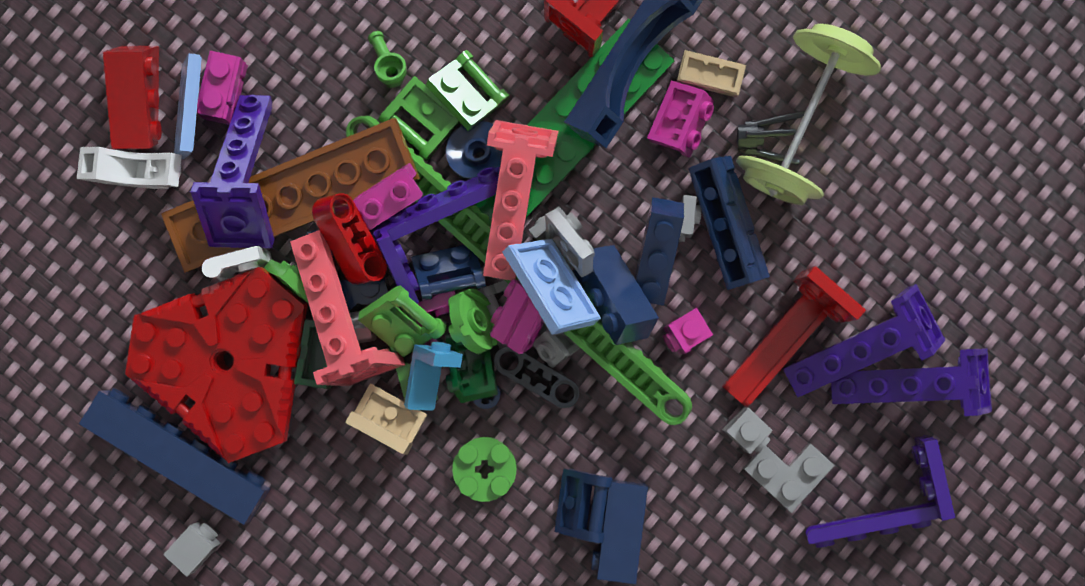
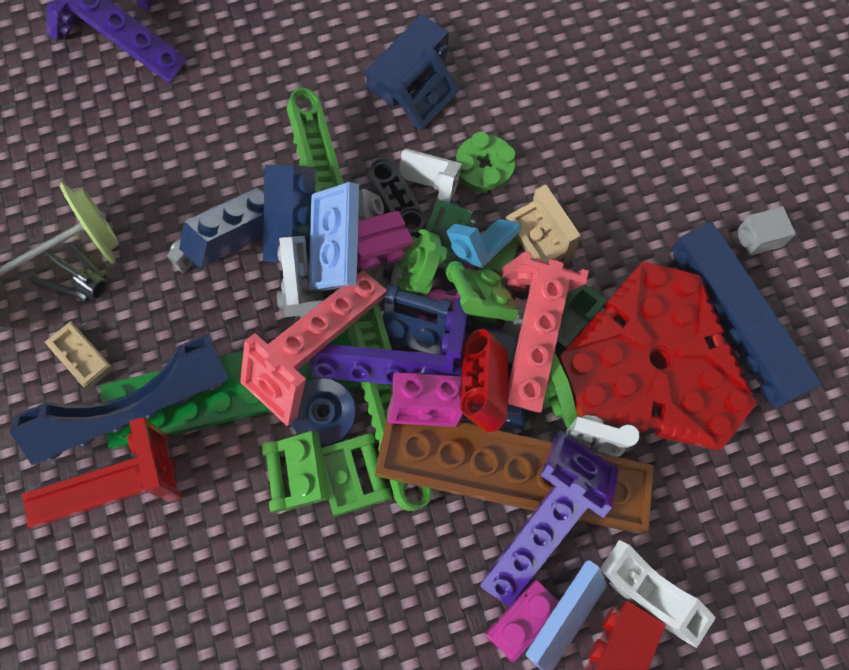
camera: 150 degrees left, 15 degrees down
(387, 62) = (348, 546): bright green bar -> none
(524, 427) = (431, 171): none -> white bracket
(681, 118) = (132, 334): dark pink bracket -> none
(686, 332) = (251, 167): dark pink bracket -> none
(728, 222) = (157, 222): dark blue brick -> none
(748, 431) = (262, 72): light grey brick -> none
(789, 482) = (257, 27): light grey plate -> none
(818, 300) = (172, 122): red bracket -> none
(910, 327) = (126, 66): dark purple bracket -> none

